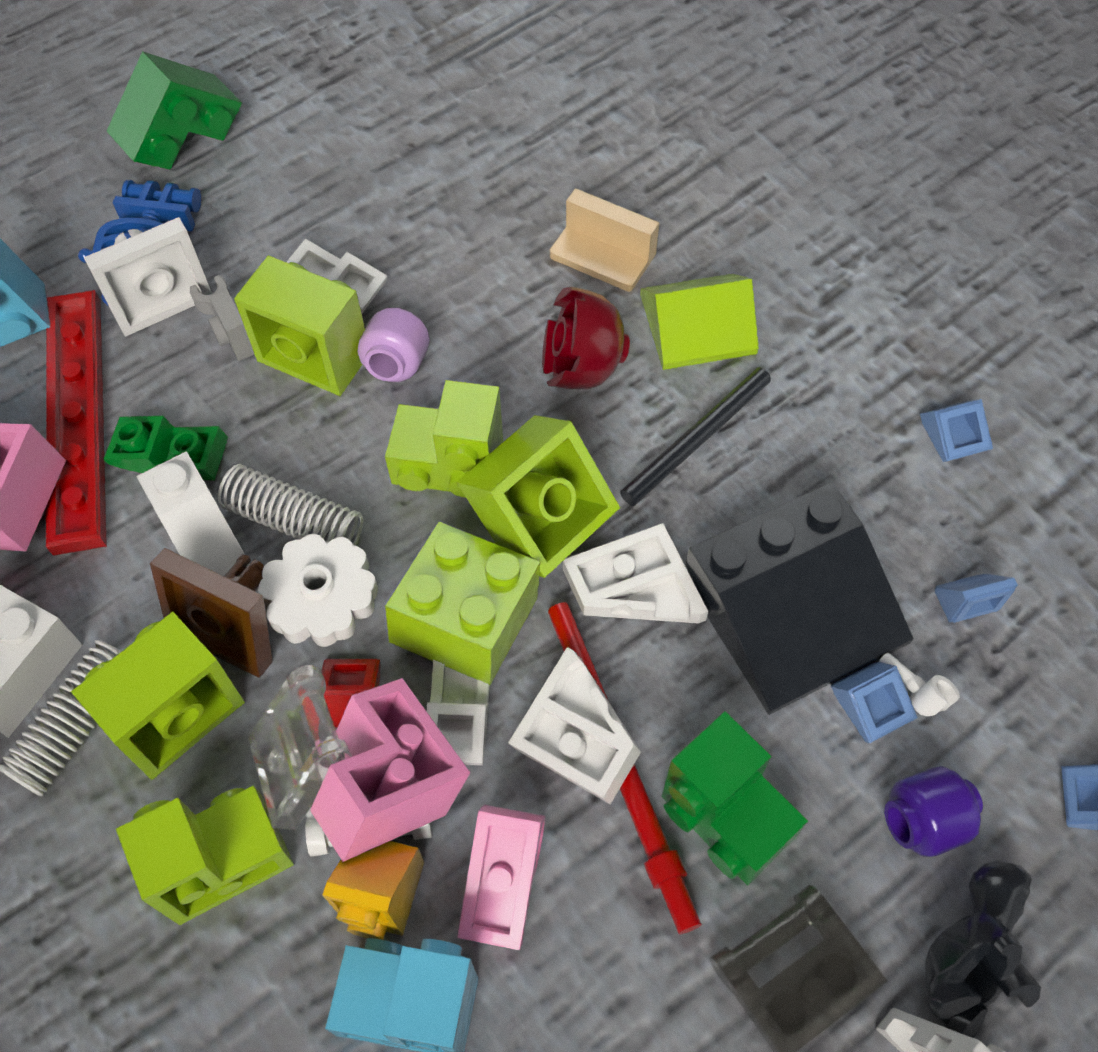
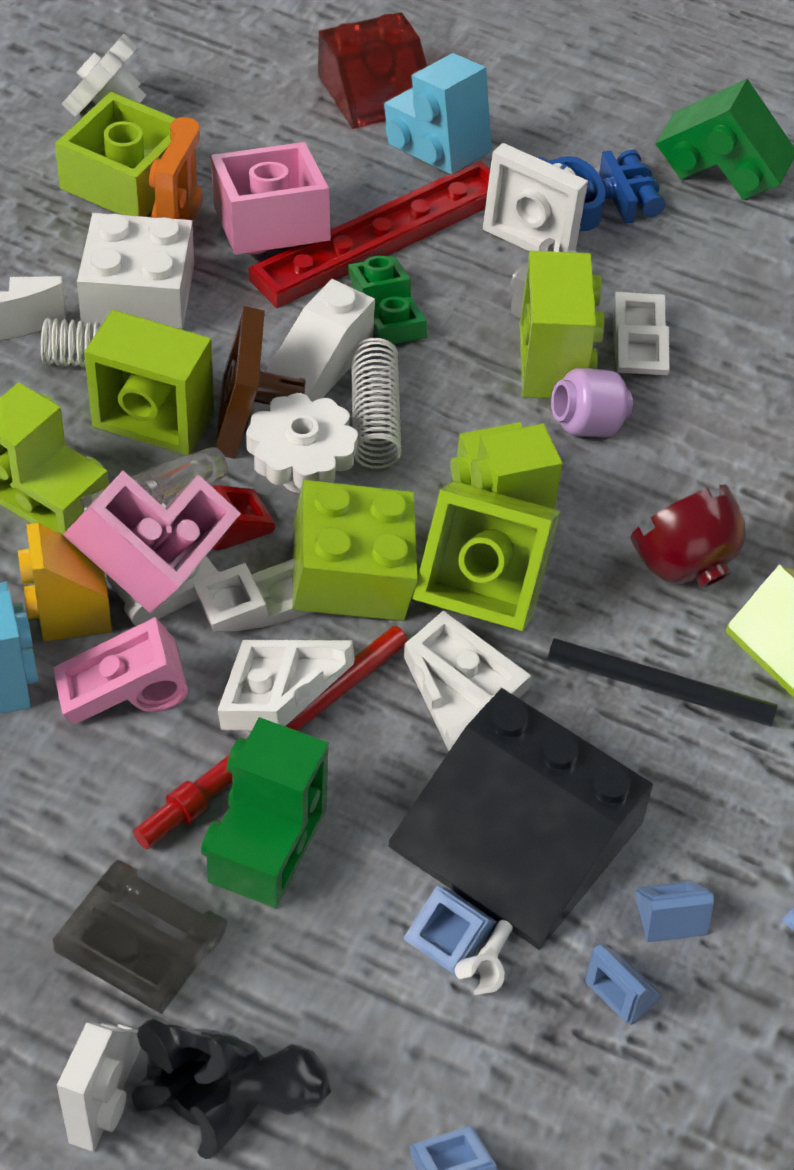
camera: 60 degrees right, 10 degrees down
(913, 526) = (674, 910): none -> medium blue slope
(933, 811) = (349, 997): dark purple head -> none

